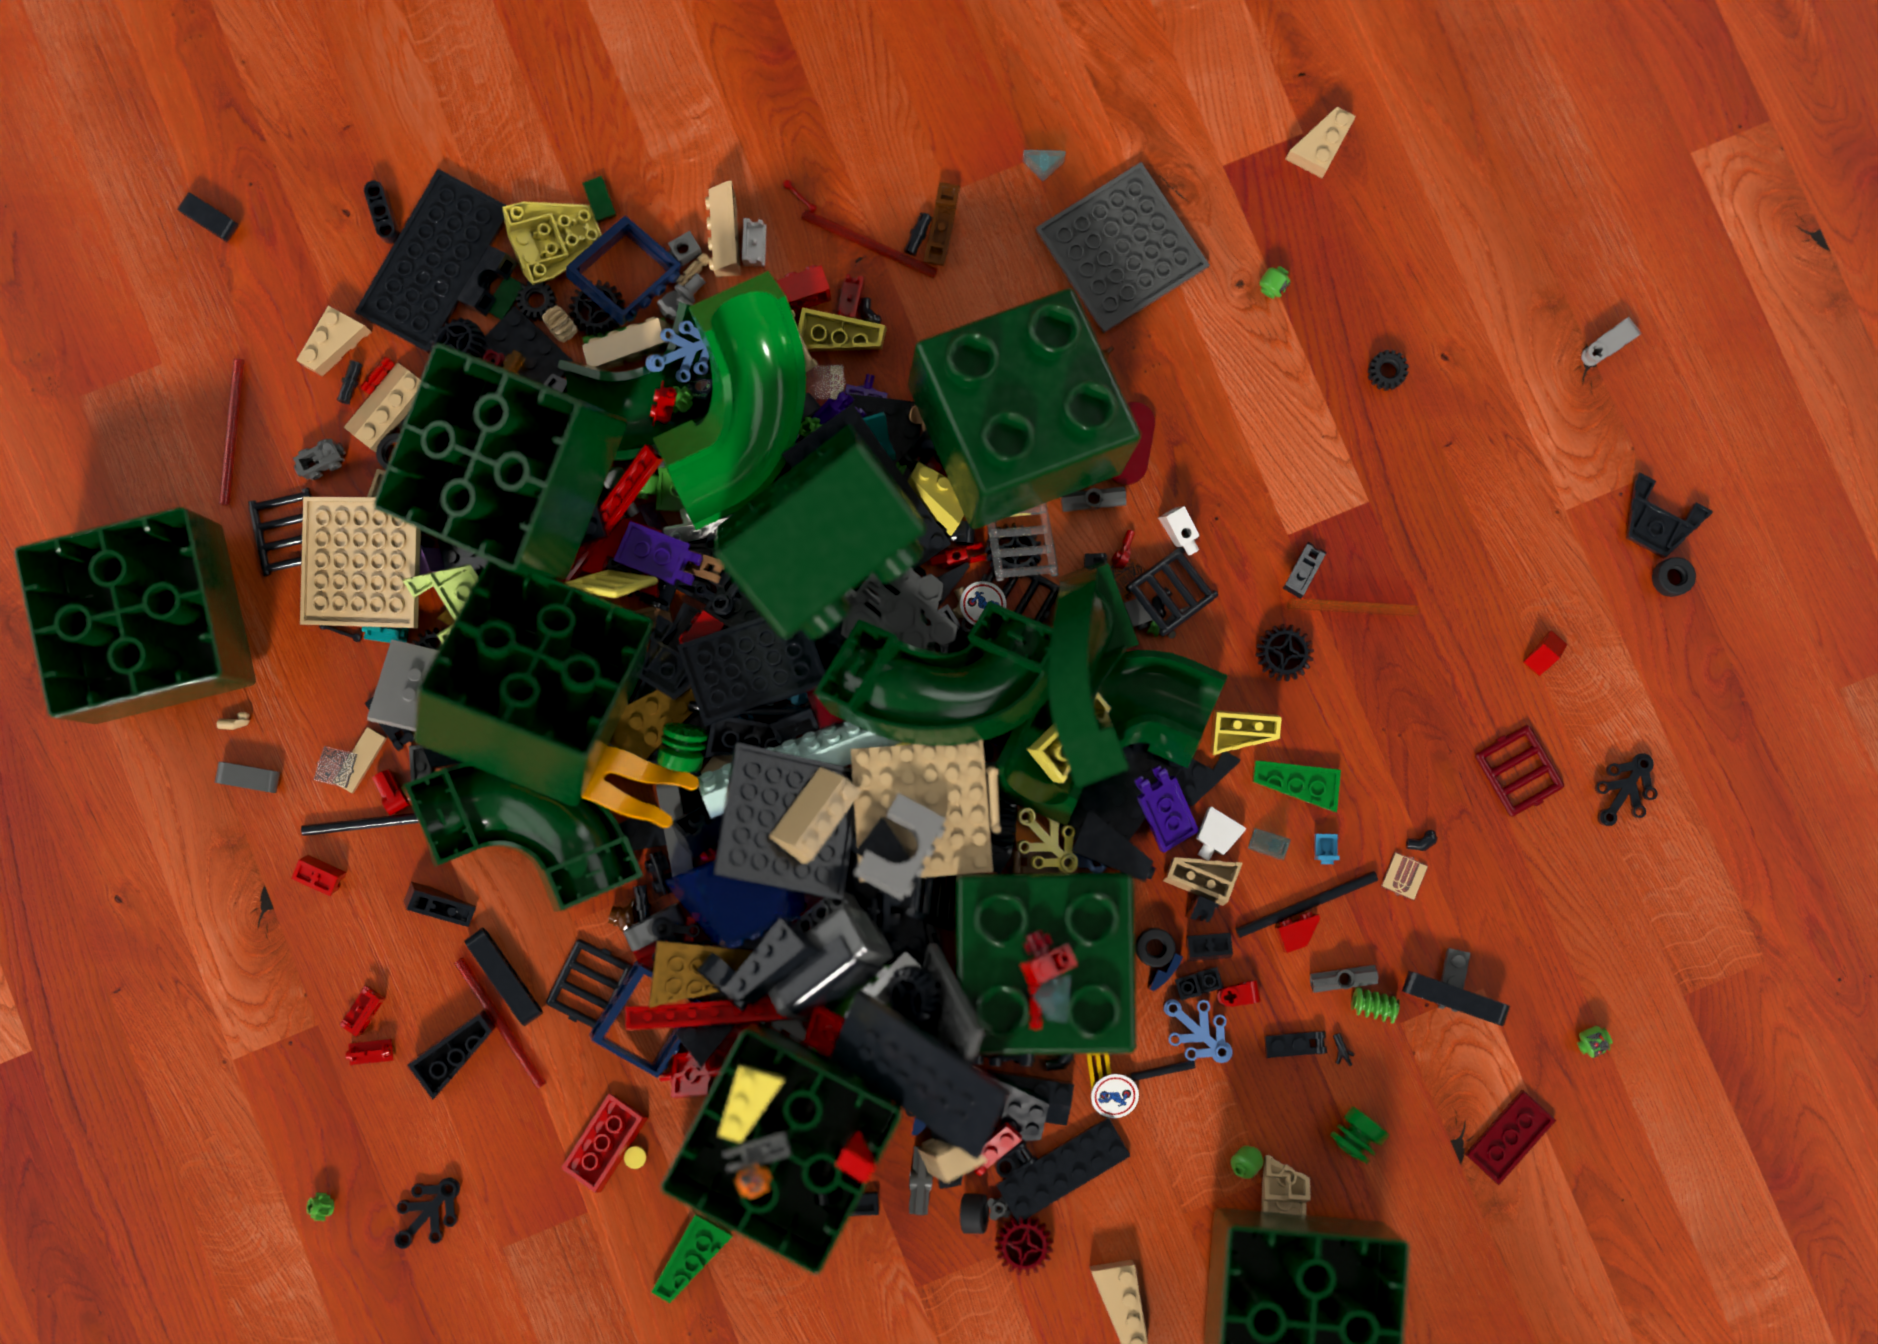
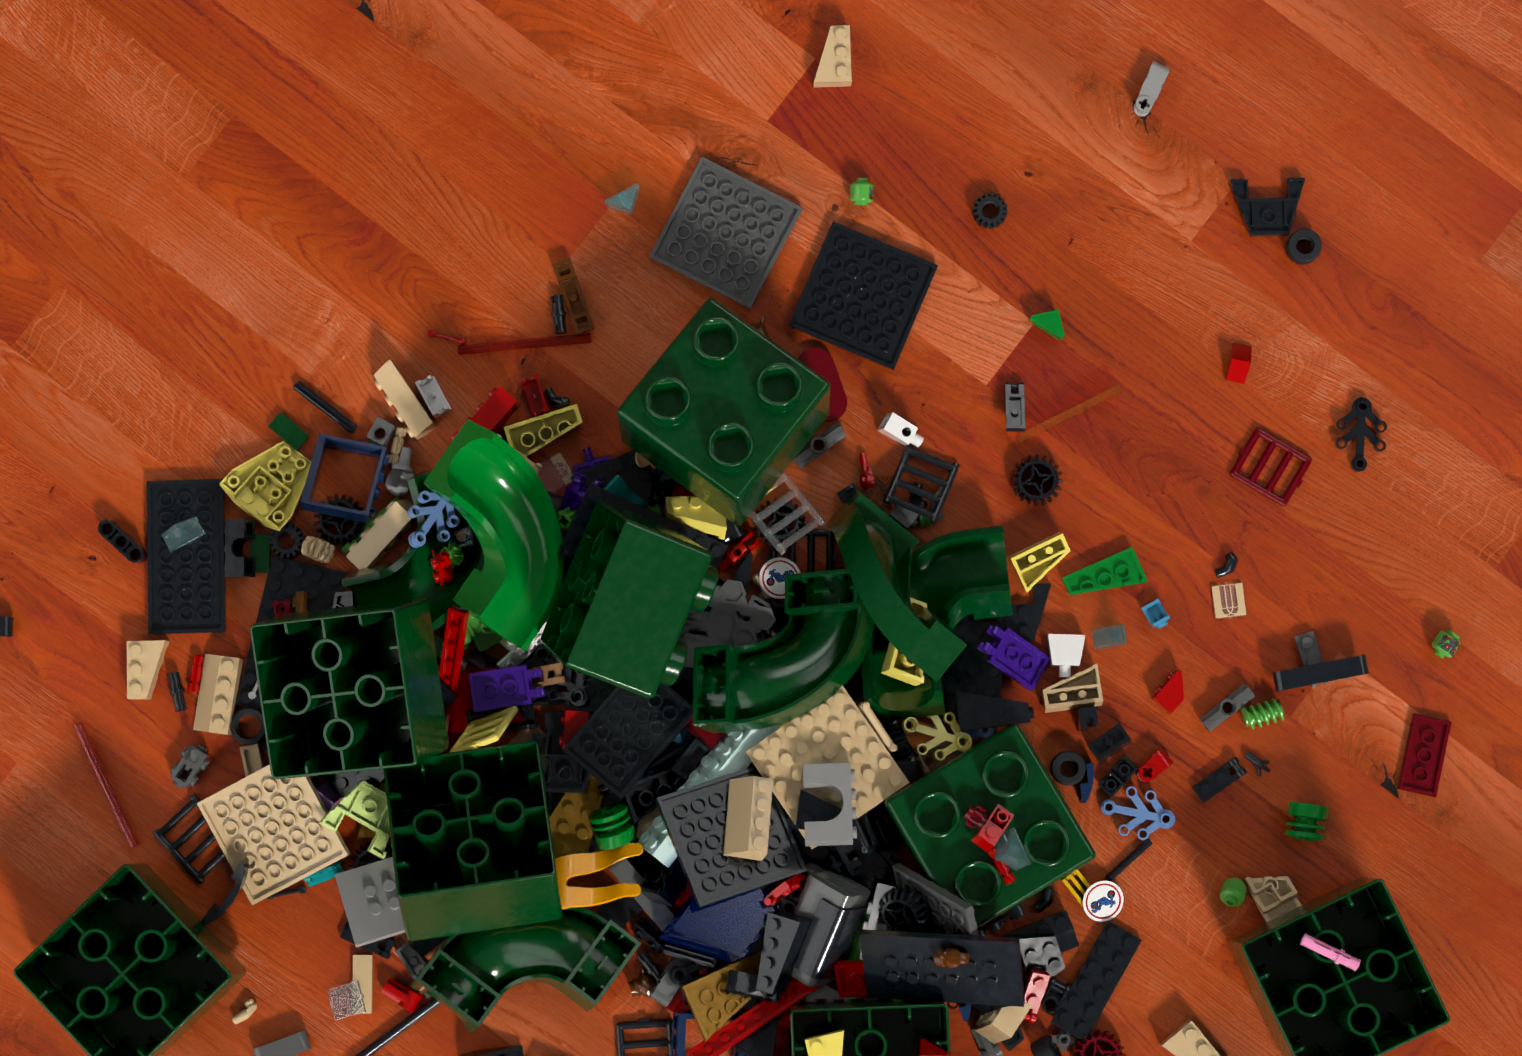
camera: 25 degrees left, 0 degrees up
(301, 589) = (240, 877): none -> black slope
(441, 235) = (182, 533): none -> clear light blue slope
(462, 336) = (255, 607): black gear -> none
(646, 195) = (325, 407): none -> black axle
(684, 915) = (690, 955): none -> black axle
(806, 905) = (784, 889): none -> red plate
(931, 1070) = (950, 957): none -> reddish brown animal
(1218, 381) = (863, 295): none -> black plate
(1306, 904) = (1166, 666): black piece -> none
(1320, 1294) = (1328, 951): none -> bright pink pin
(1384, 510) = (1050, 323): none -> green slope

